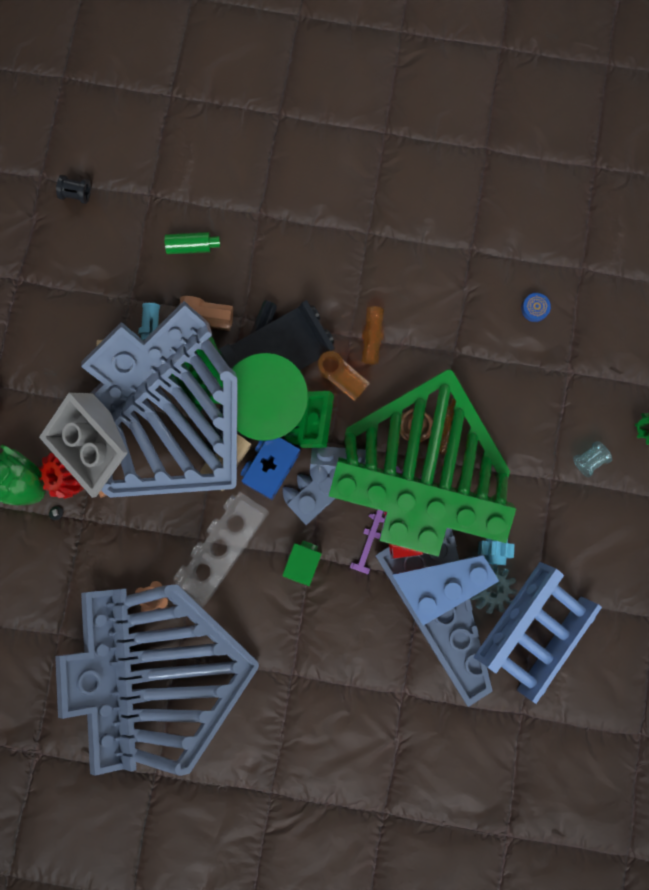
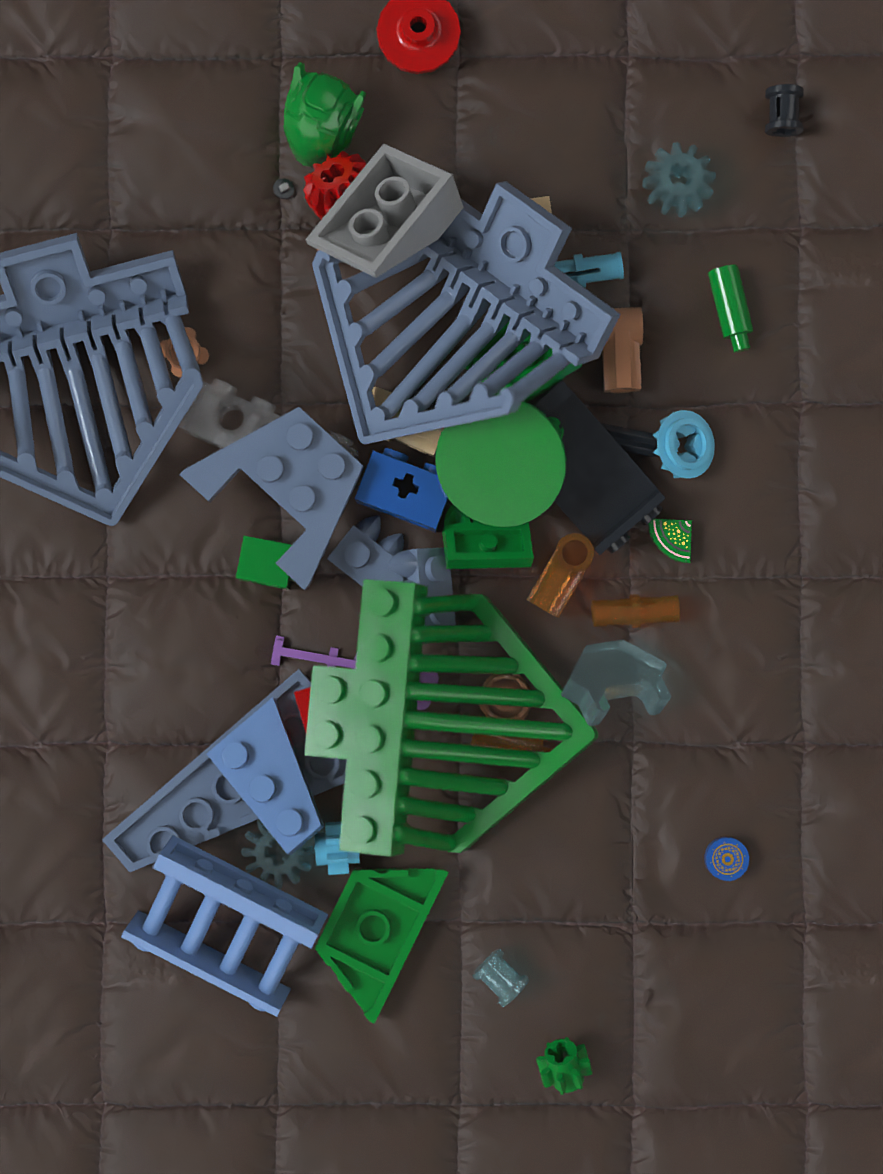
camera: 85 degrees right, 5 degrees up
(93, 258) = (679, 165): none -> clear light blue gear
(244, 532) = (300, 471): none -> sand blue wing
(273, 278) = (699, 444): none -> medium azure gear
(331, 304) = (672, 538): none -> green tile
(410, 356) = (615, 672): none -> clear light blue piece
(551, 533) = (376, 929): none -> green wing

